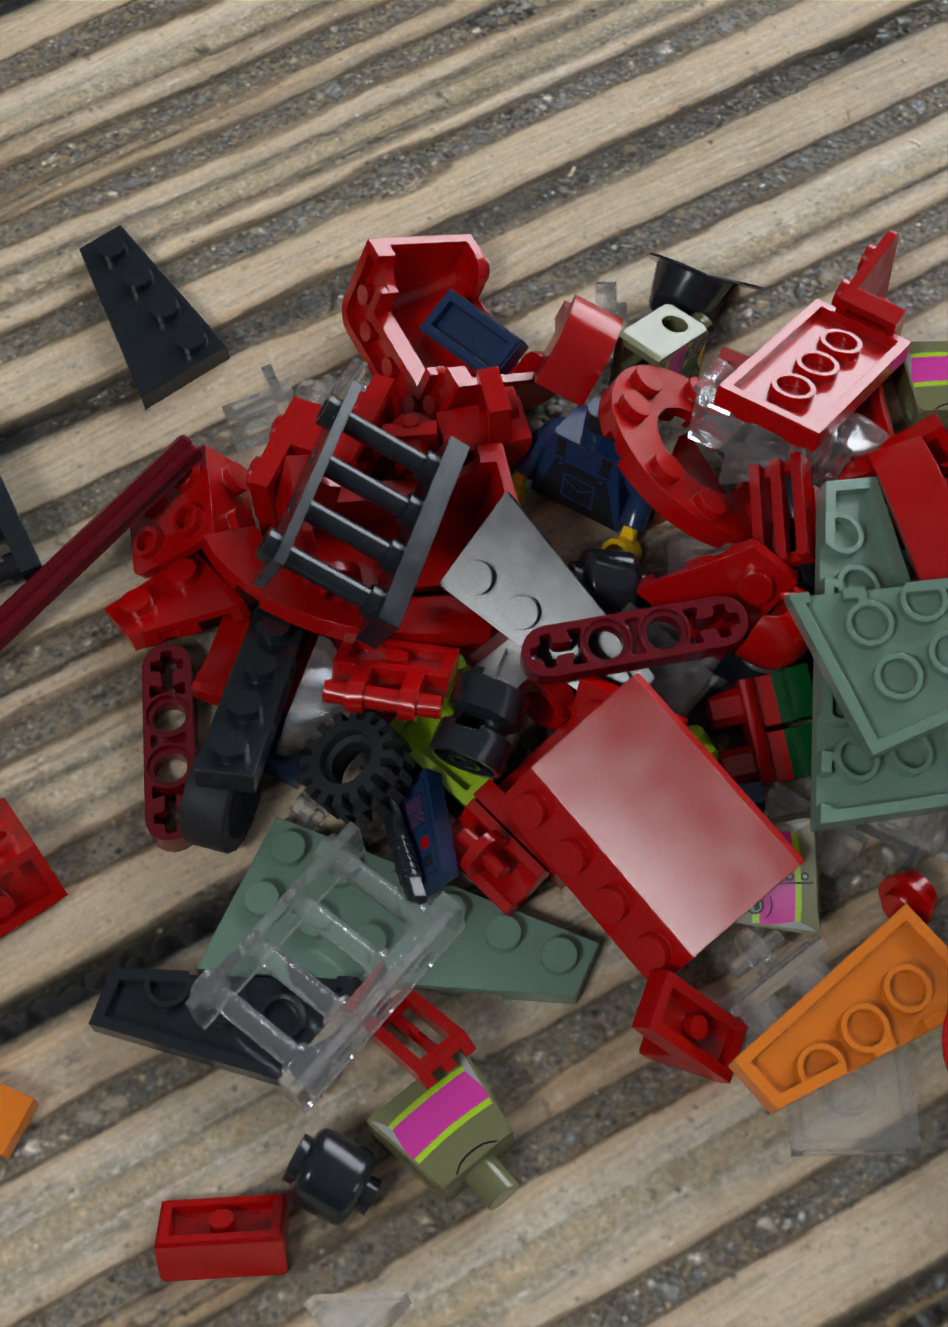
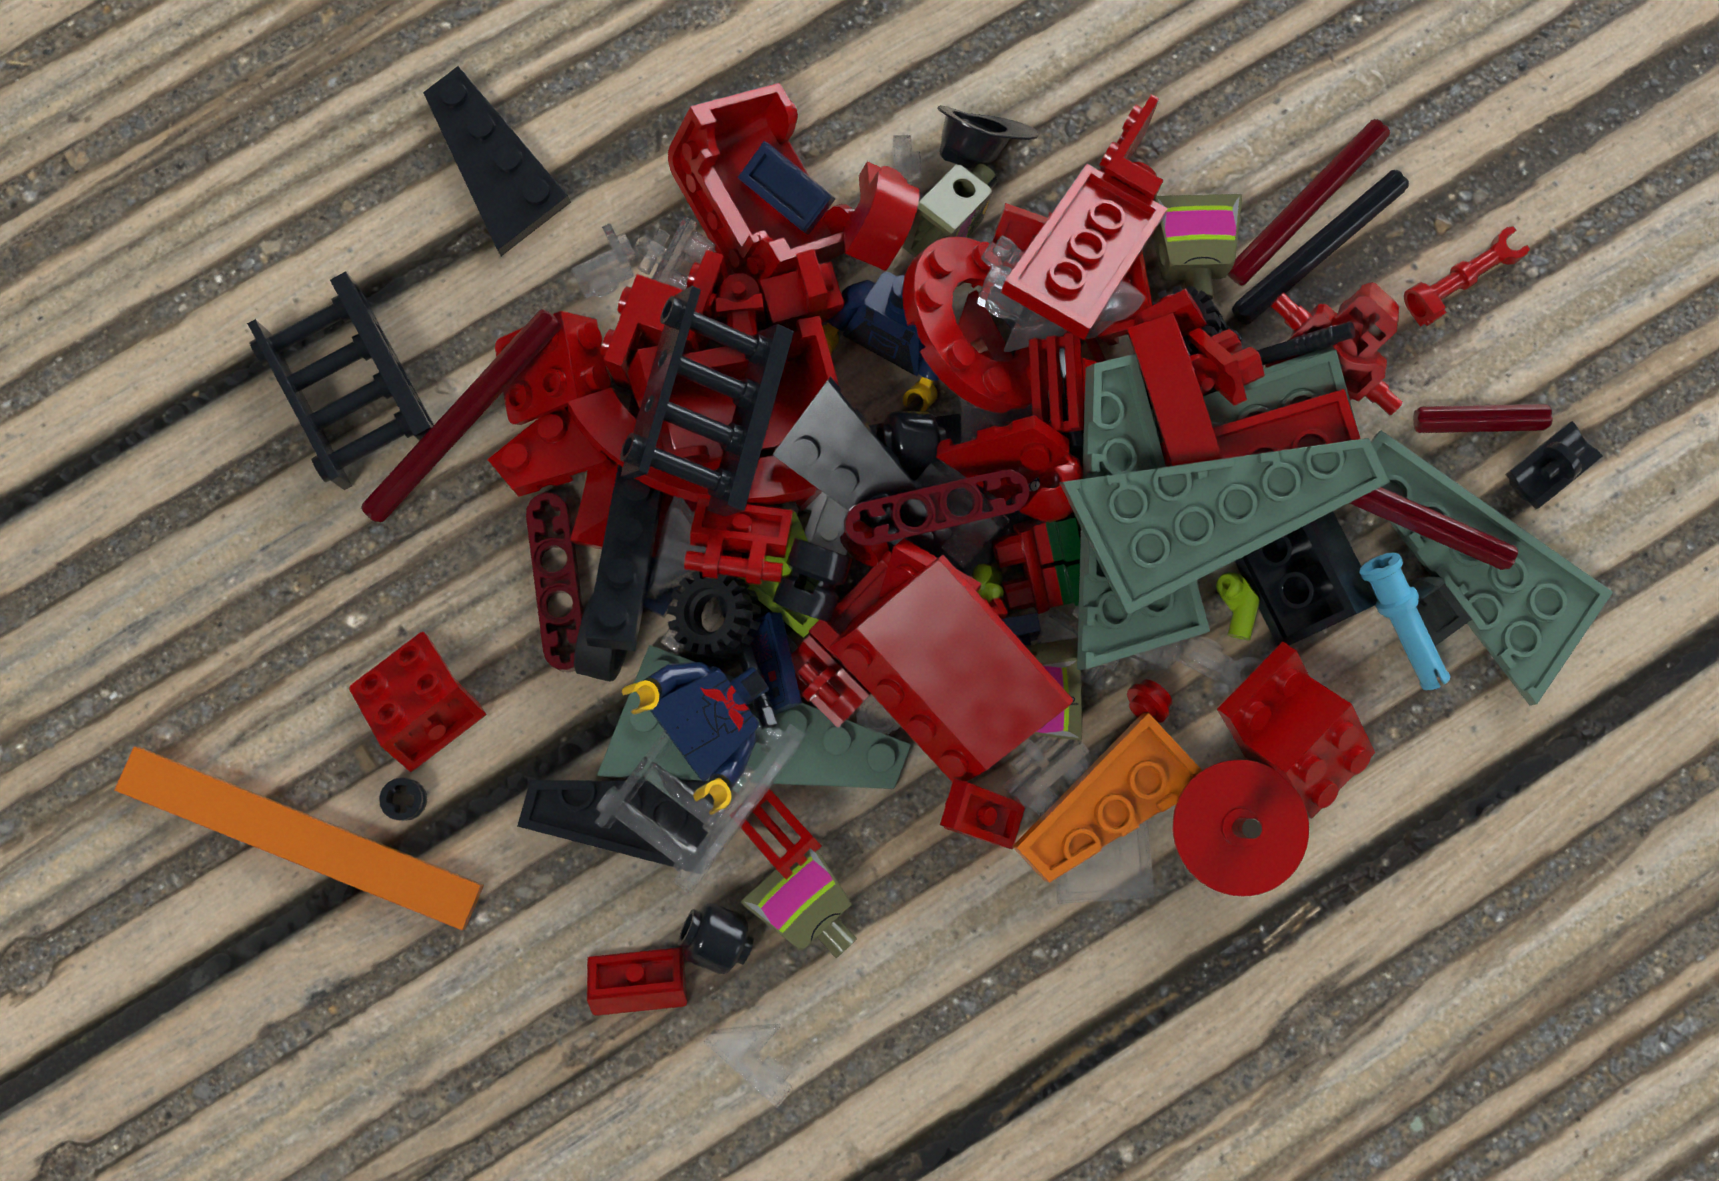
camera: 10 degrees left, 20 degrees up
(332, 872) = (705, 720): none -> dark blue torso
(553, 894) = (867, 718): none -> clear plate

